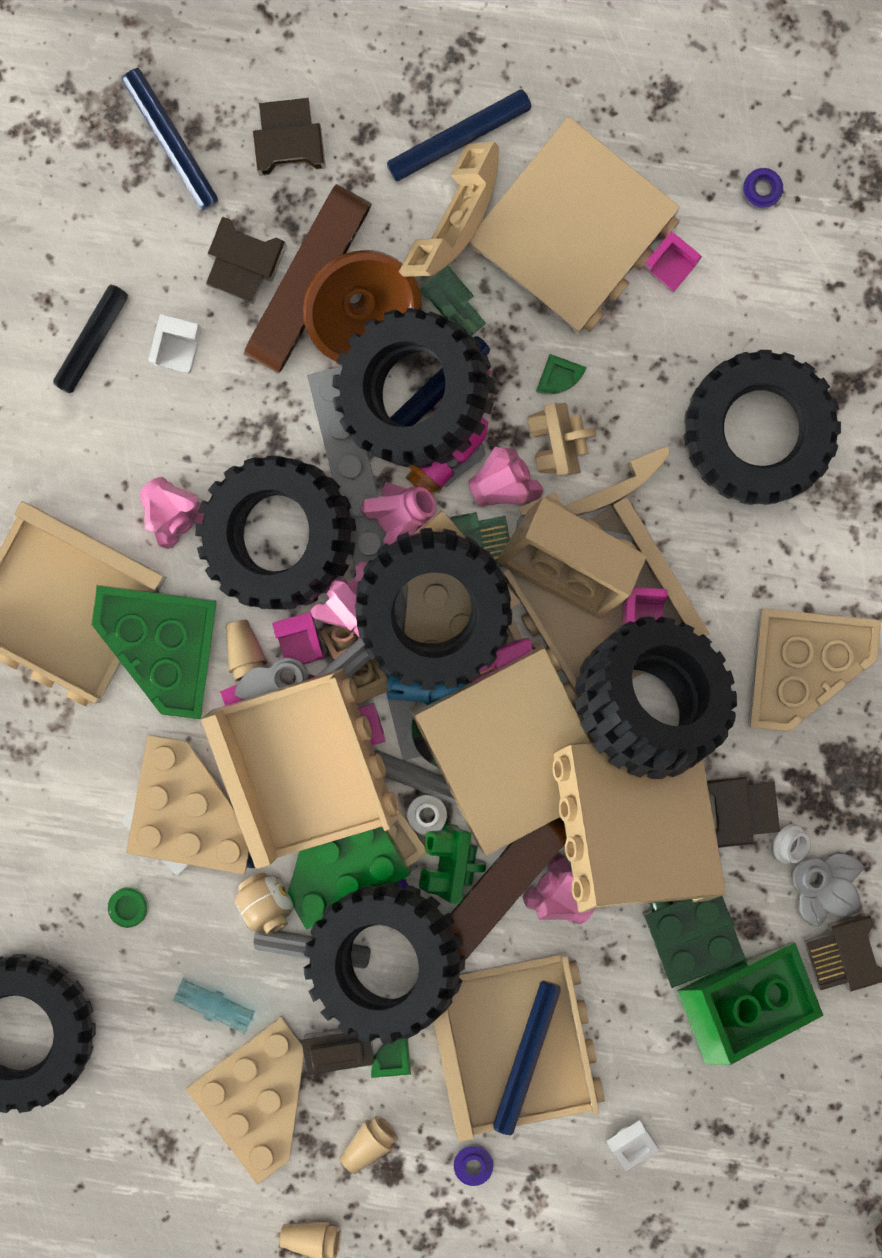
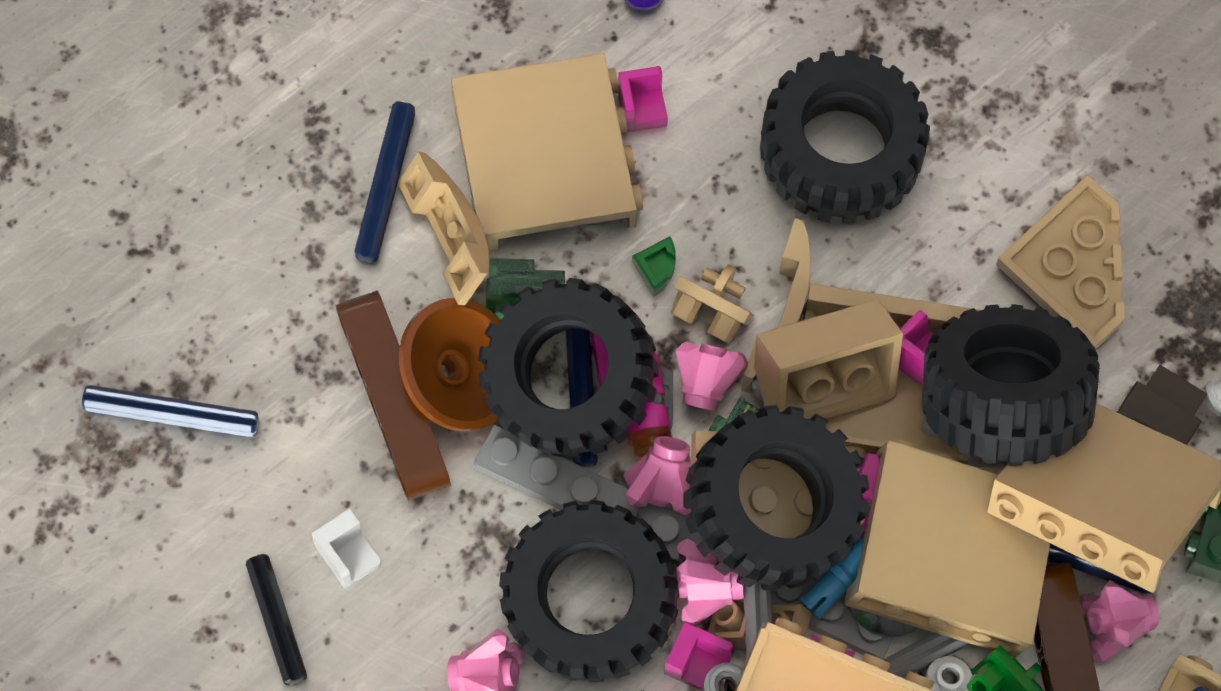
camera: 55 degrees left, 20 degrees down
(242, 261) = (328, 434): dark brown piece -> none
(287, 136) = (260, 312): dark brown piece -> none

